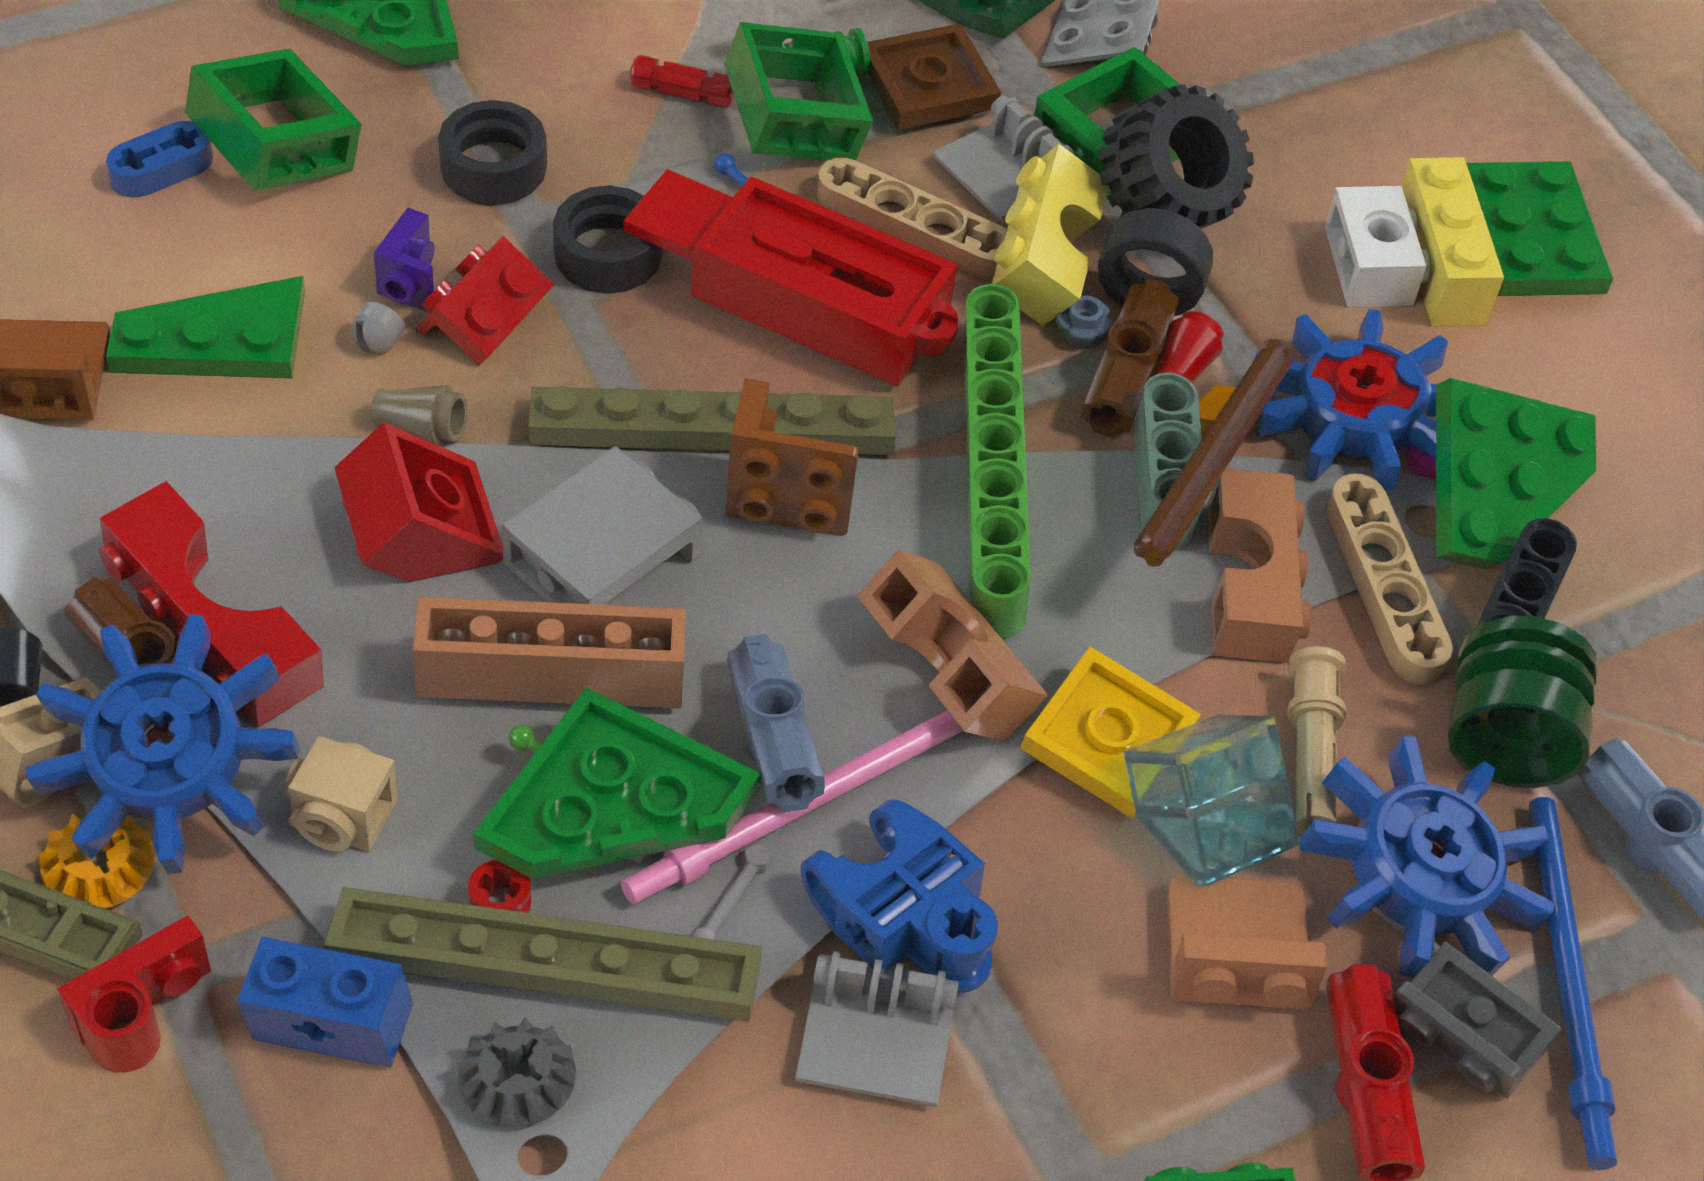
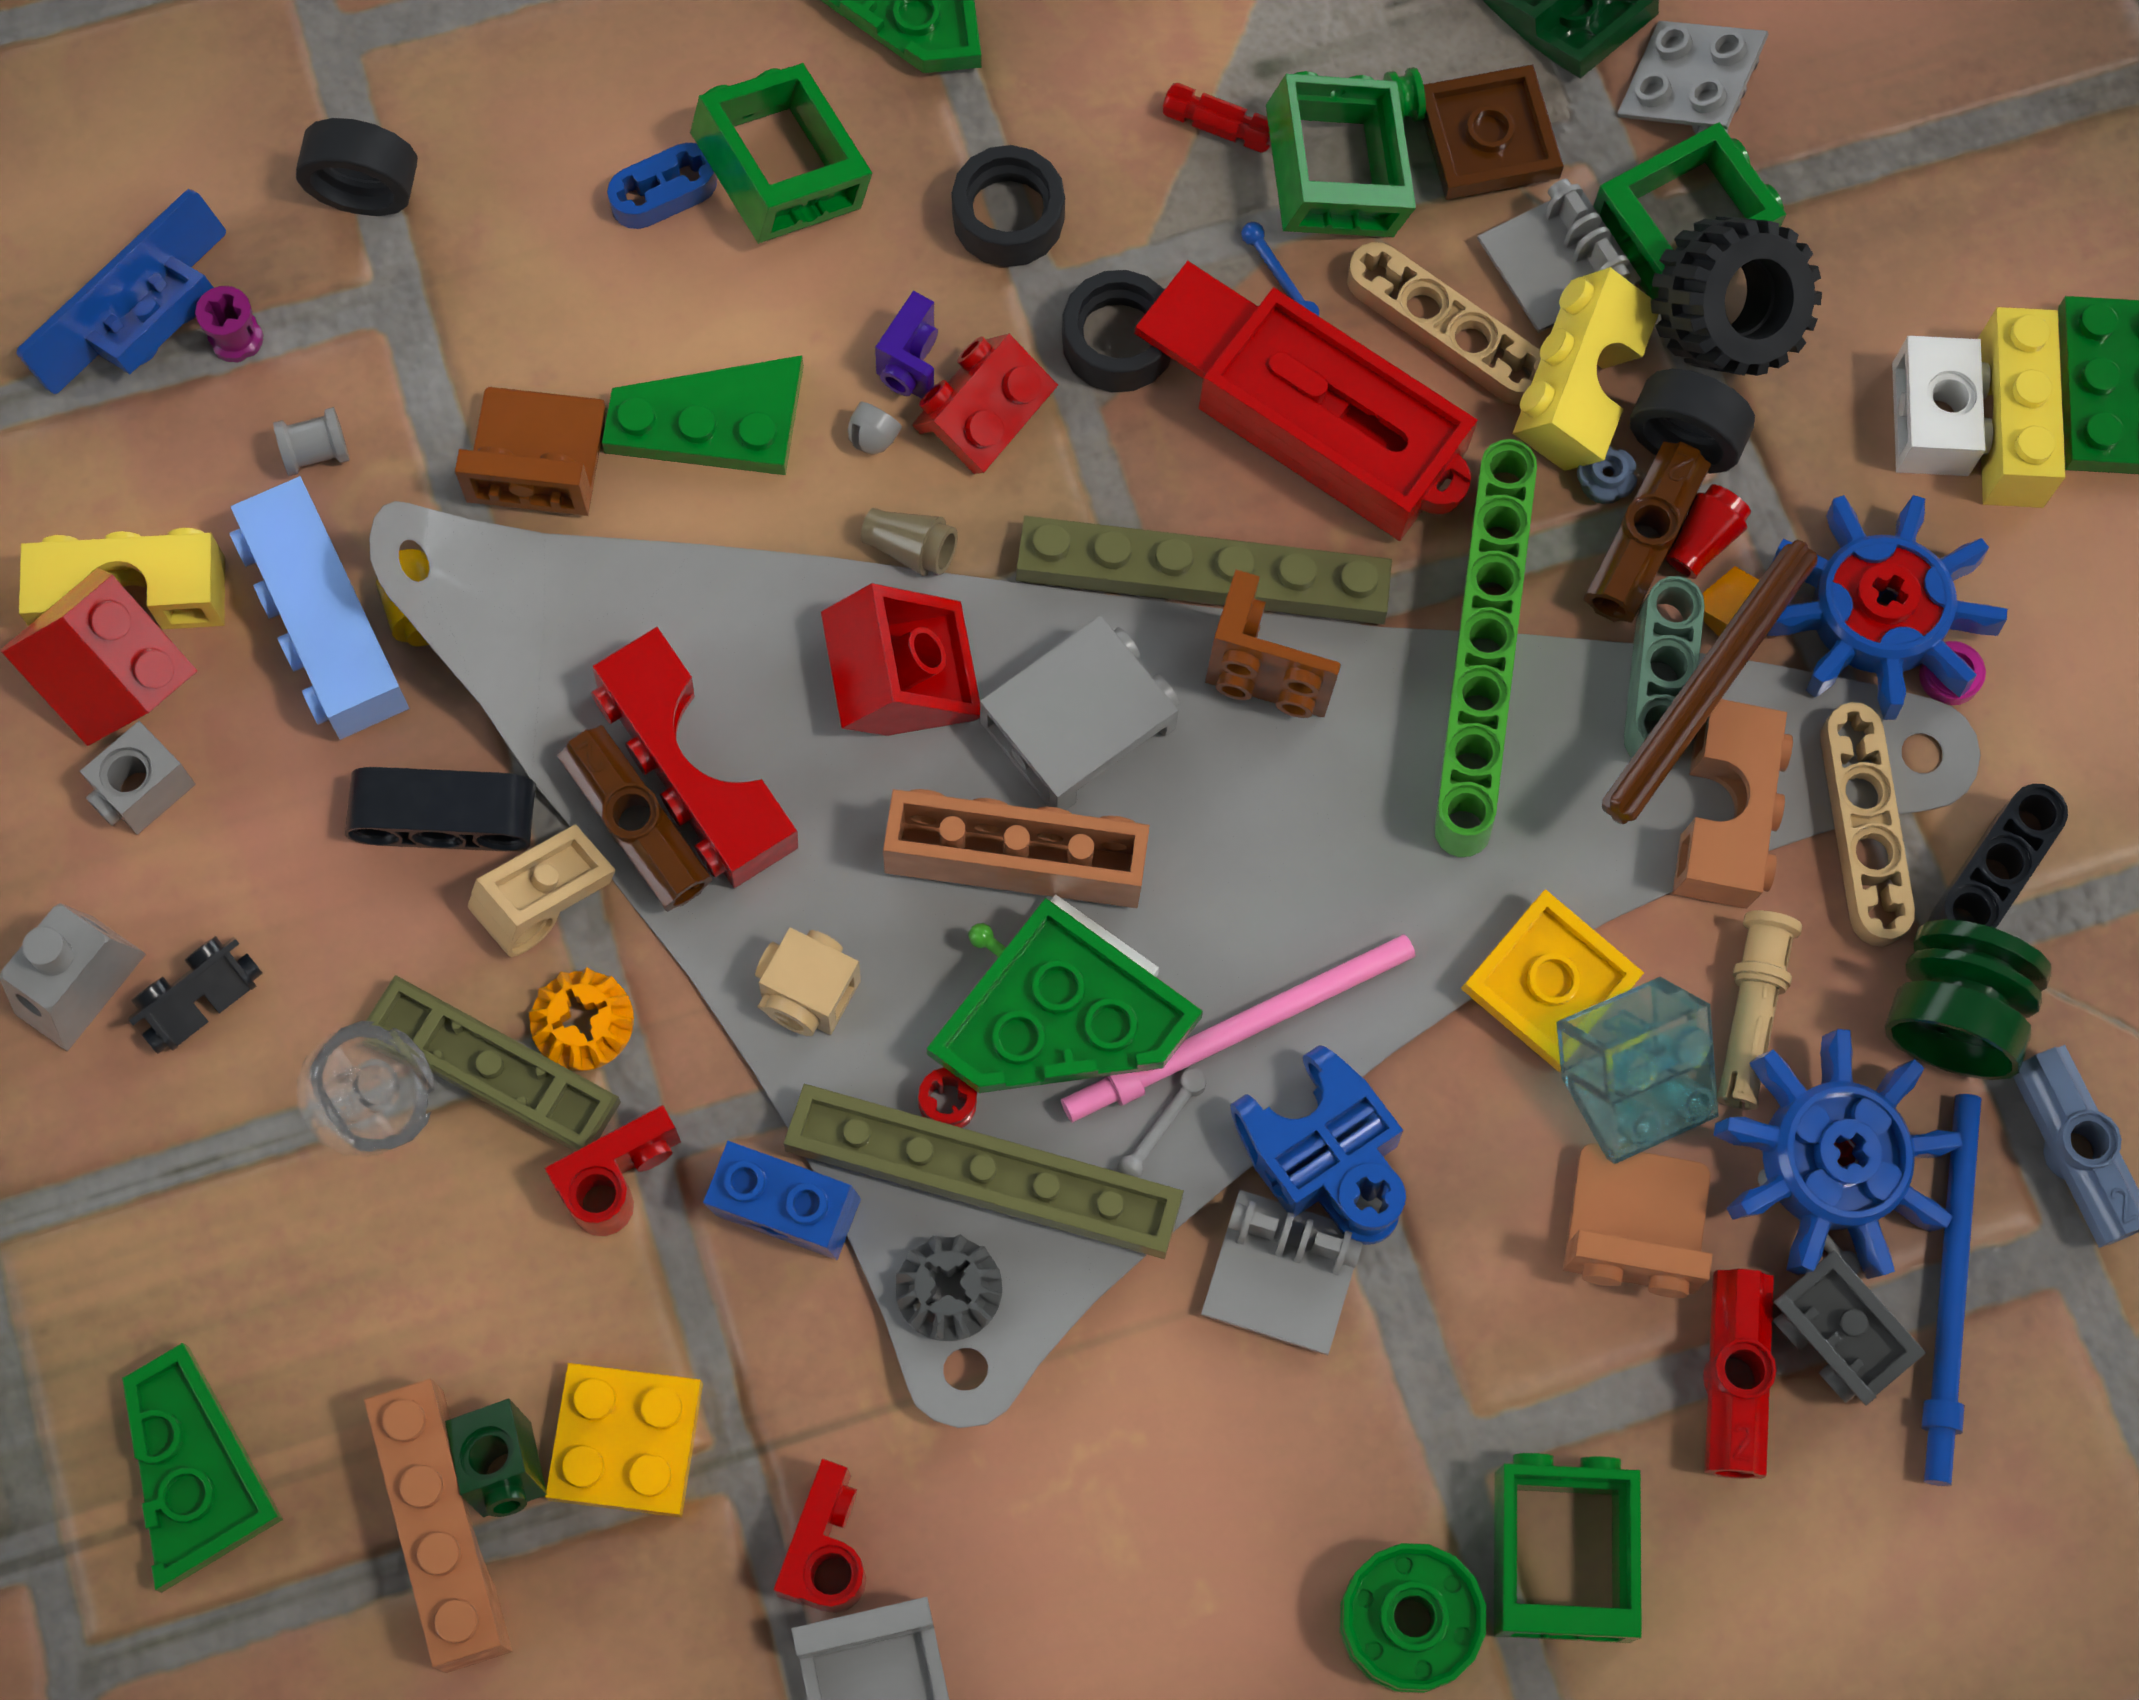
camera: 10 degrees right, 20 degrees up
(154, 778) = (605, 923): blue gear -> none
(775, 723) = (1228, 975): sand blue piece -> none
(978, 673) = (1391, 832): nougat arch -> none
(1502, 466) = (2014, 711): green plate -> none

